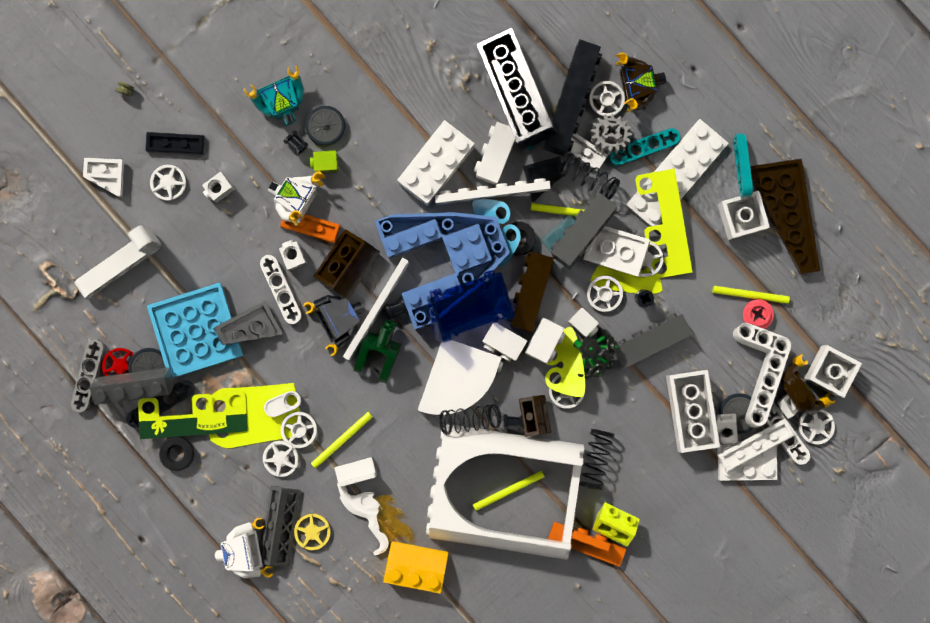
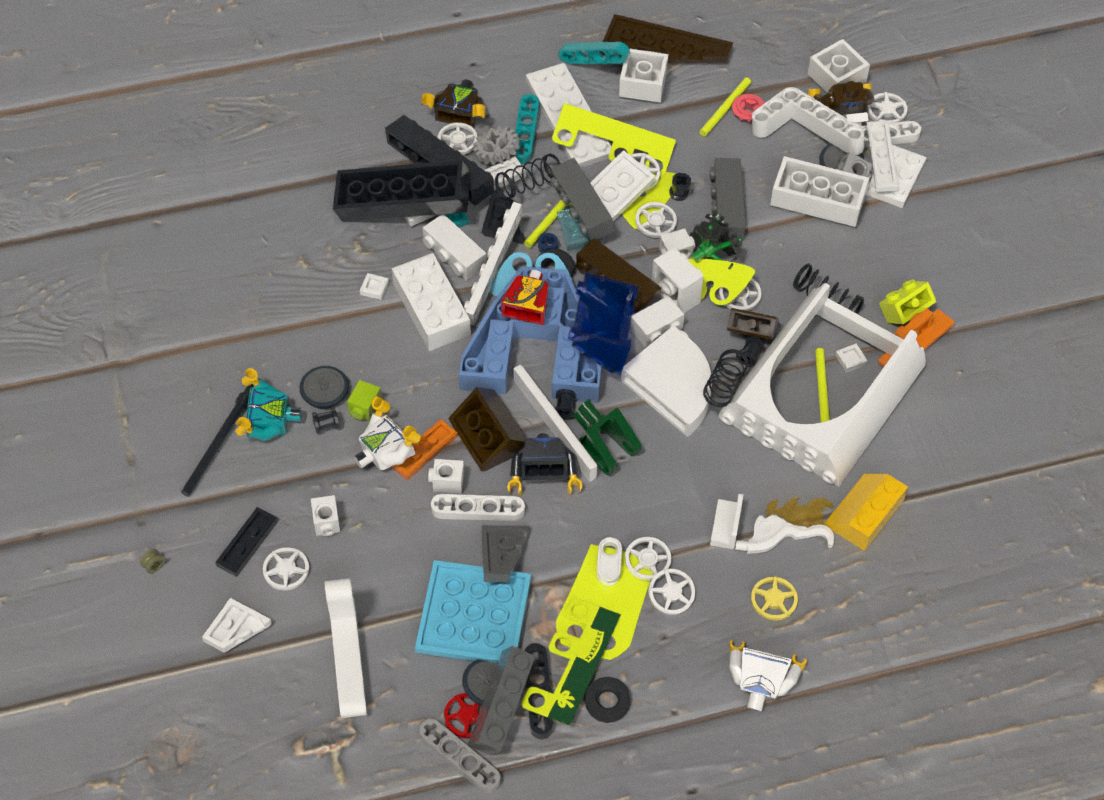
camera: 60 degrees left, 30 degrees down
(243, 75) = (241, 403): none -> black bar
(276, 526) = (748, 625): dark grey fence -> none
(341, 440) = (682, 522): neon yellow bar -> none
(433, 111) = (374, 286): none -> white tile
(460, 239) = (526, 299): none -> torso
(545, 222) = (550, 239): none -> dark blue bush
(548, 500) = (851, 358): none -> white tile

